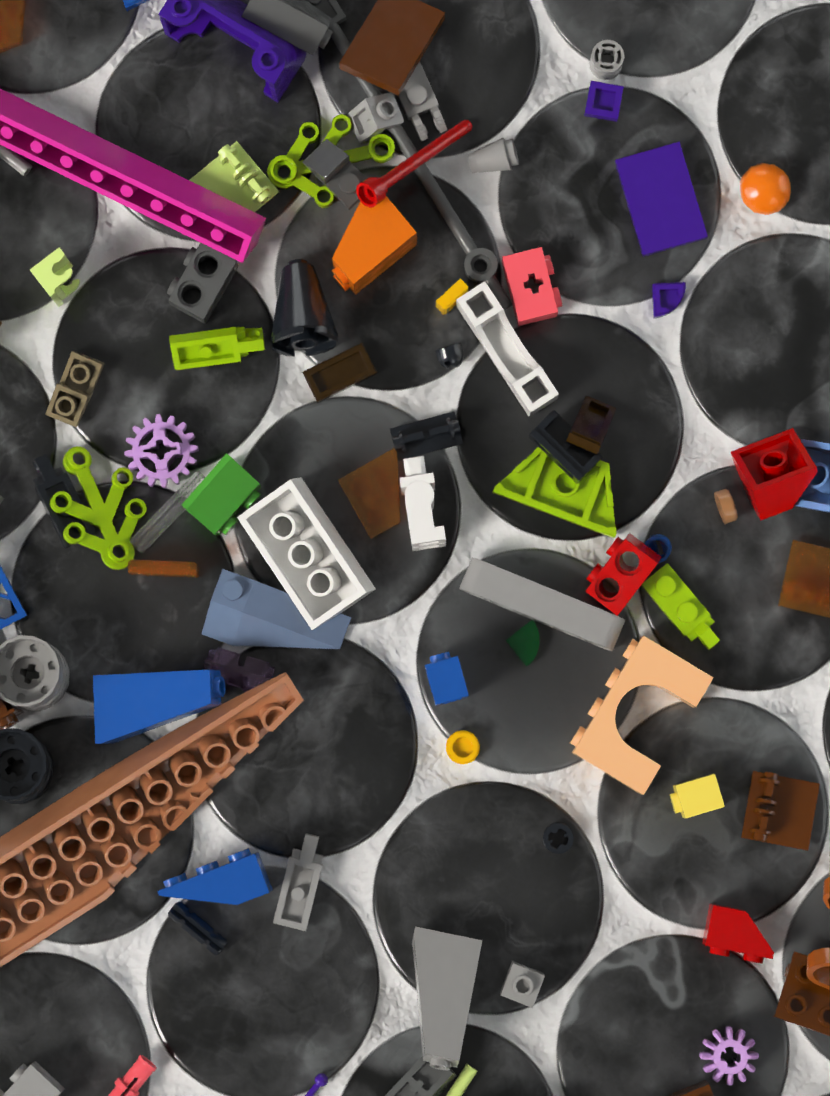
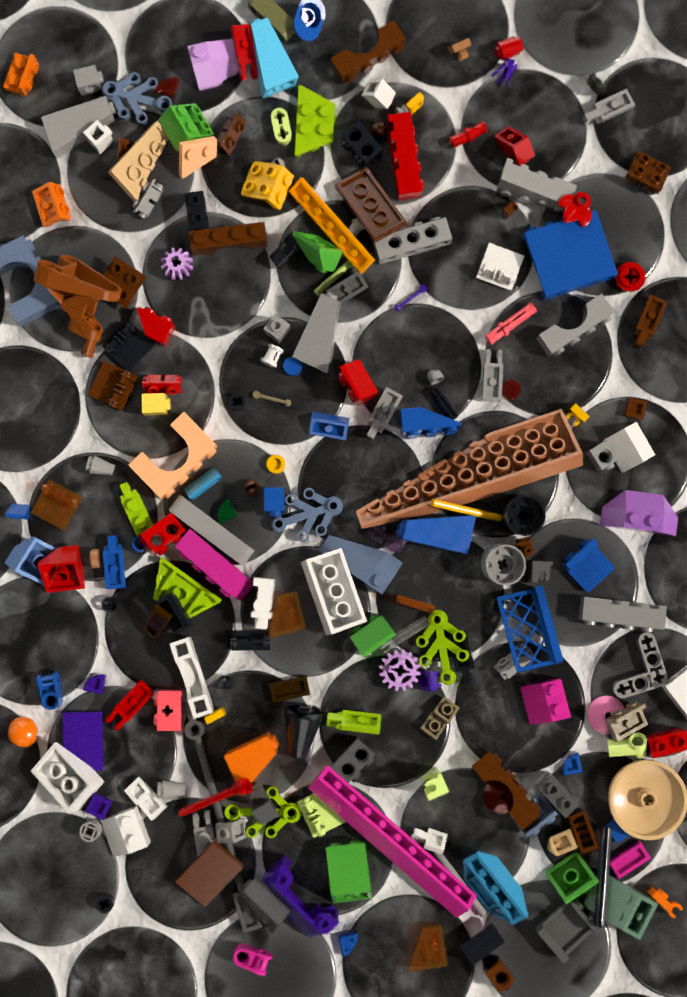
camera: 175 degrees left, 0 degrees up
(37, 187) = (432, 839): none -> white plate
(86, 984) = (511, 389): none -> clear red tile
(108, 446) = (428, 680): none -> dark purple tile
(114, 749) = (466, 510): none -> yellow bar
(124, 996) = (492, 378): none -> light grey hinge
(164, 100) = (348, 872): none -> bright green slope
(225, 972) = (435, 376): none -> light grey hinge
(357, 925) = (357, 381): none -> red slope
(380, 676) = (310, 513): none -> sand blue plant
(388, 838) = (329, 425): none -> blue slope
(478, 925) = (292, 366): none -> blue piece
(499, 701) = (253, 491): none -> reddish brown hinge
(518, 935) = (272, 355): none -> white bush
(521, 544) = (214, 565): none -> dark pink wedge
(527, 859) = (257, 395): none -> dark tan hinge
(531, 133) = (146, 798): none -> white slope
(549, 71) = (126, 832): none -> white slope
(579, 681) = (203, 483): none -> dark azure slope
(597, 280) = (131, 703): none -> red hinge
(669, 133) = (67, 778): none -> white slope
(680, 435) = (113, 604): none -> black hinge
(691, 504) = (114, 564): none -> blue hinge
(709, 829) = (170, 385): none -> red hinge
(740, 269) = (51, 688): none -> blue piece
(764, 664) = (99, 466): none -> light grey cone
(774, 888) = (128, 345): none -> black hinge

